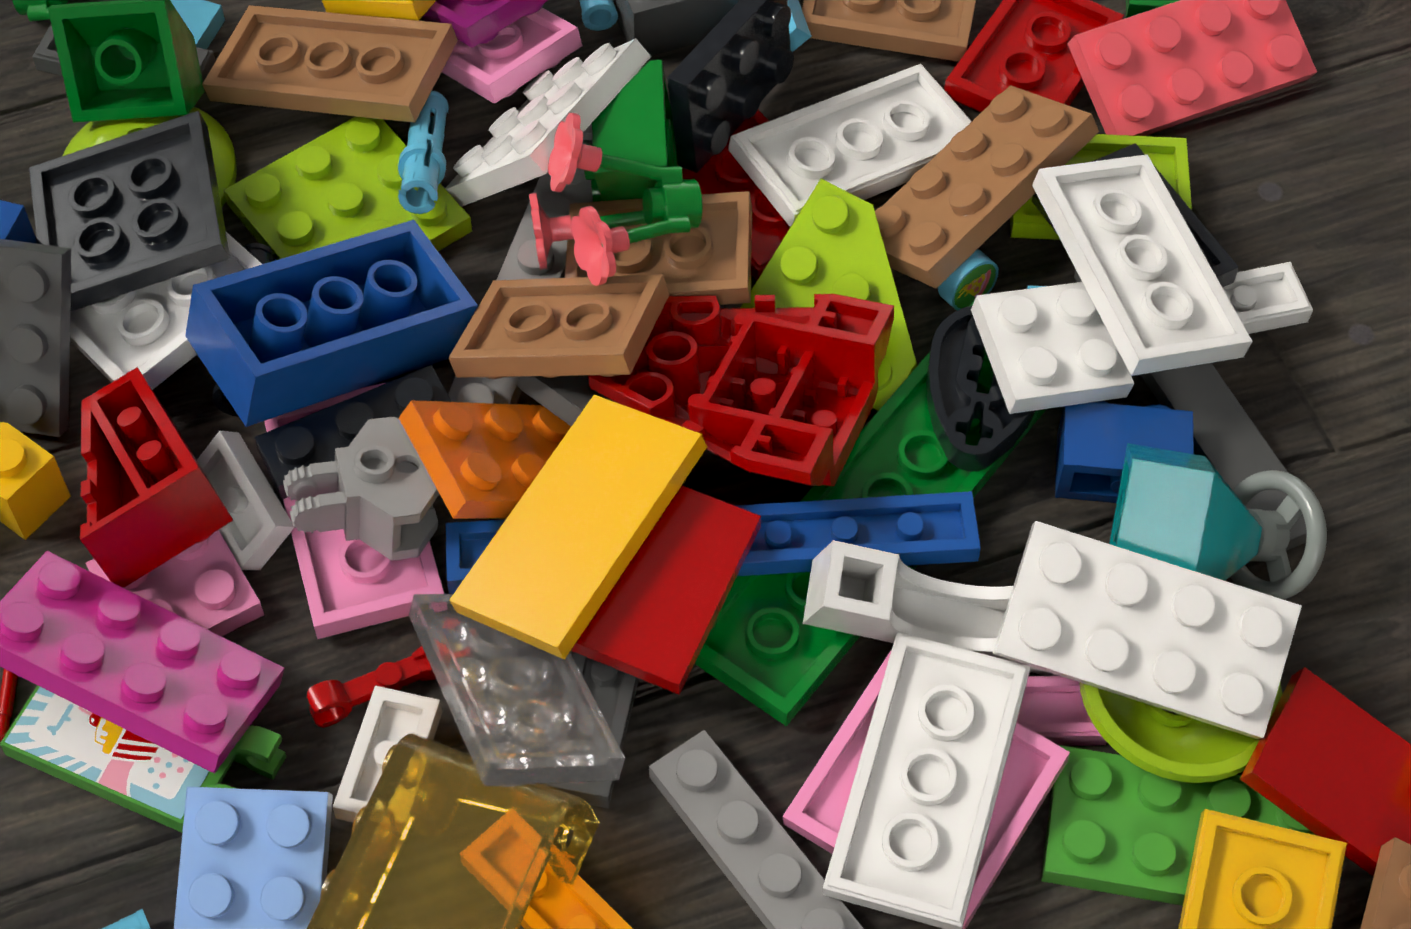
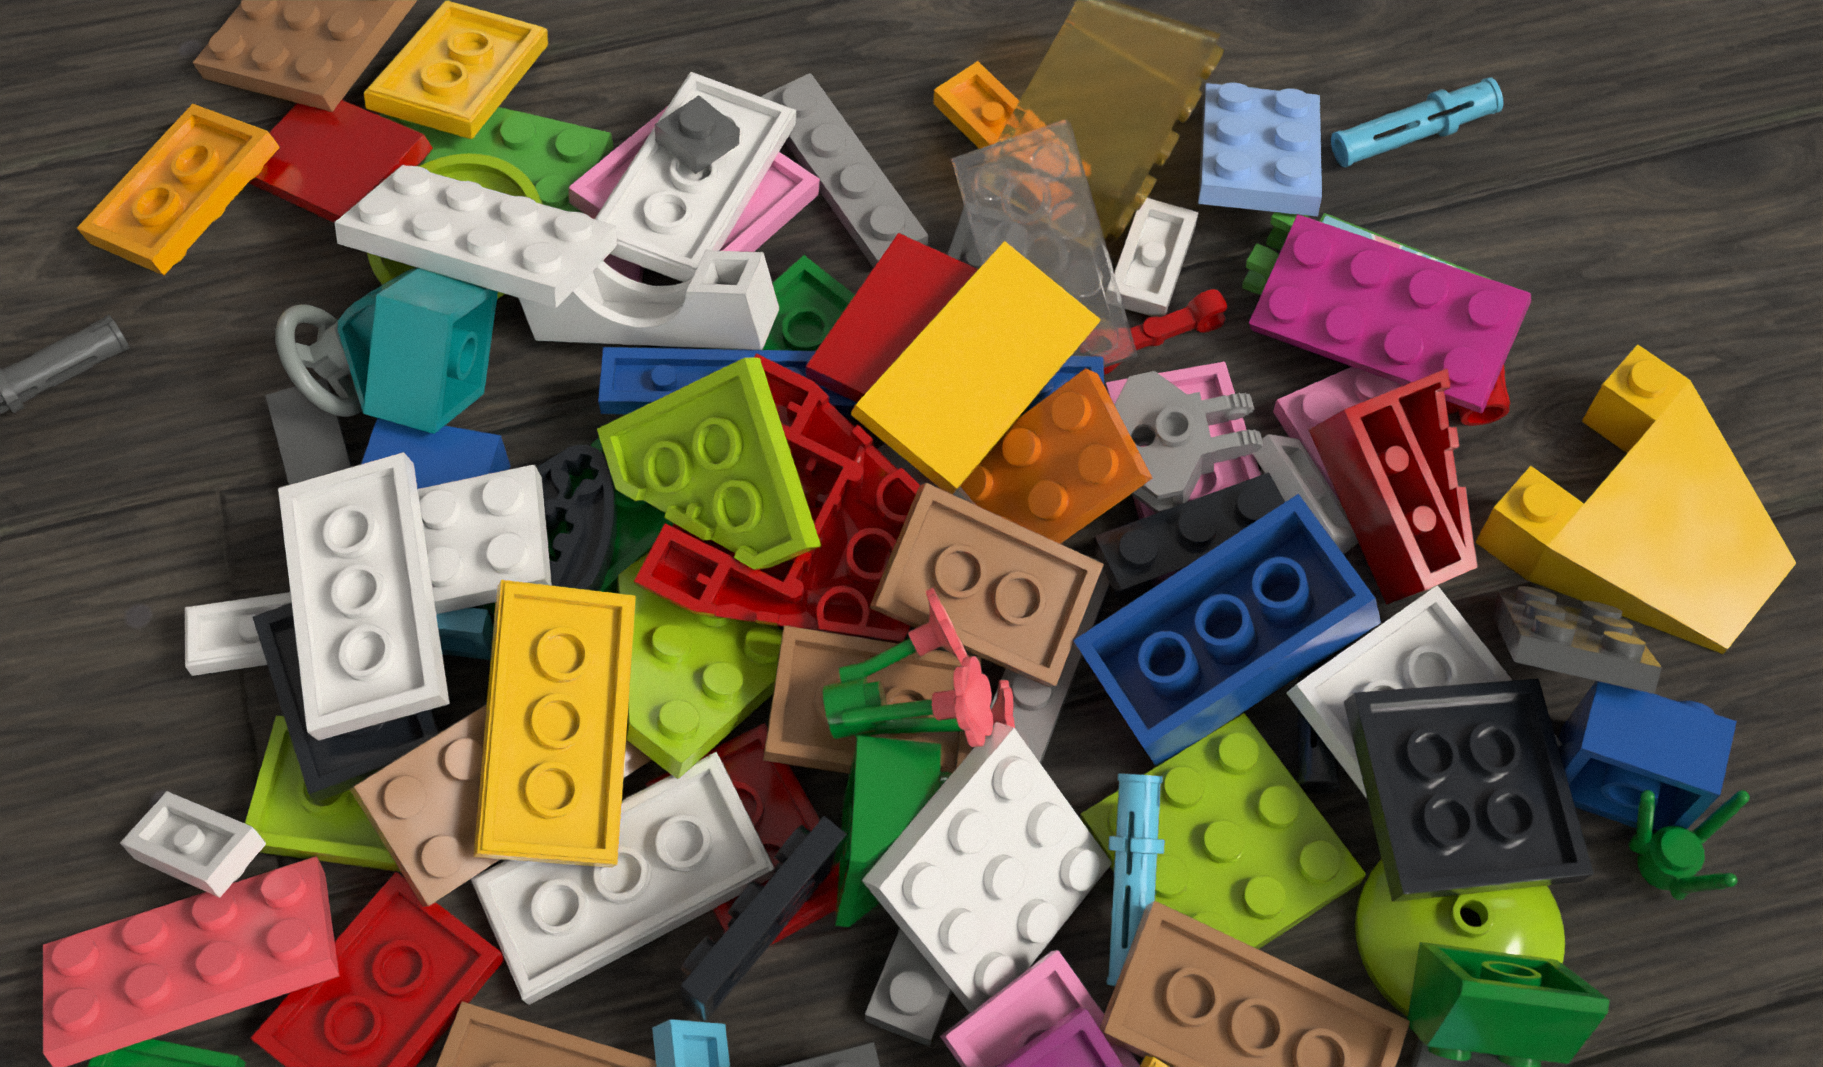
camera: 175 degrees left, 5 degrees up
(835, 391) = (716, 465): none -> lime plate
(931, 806) = (697, 134): none -> dark grey plate
(937, 196) = (555, 725): none -> yellow tile
(1223, 129) = (193, 844): none -> white plate

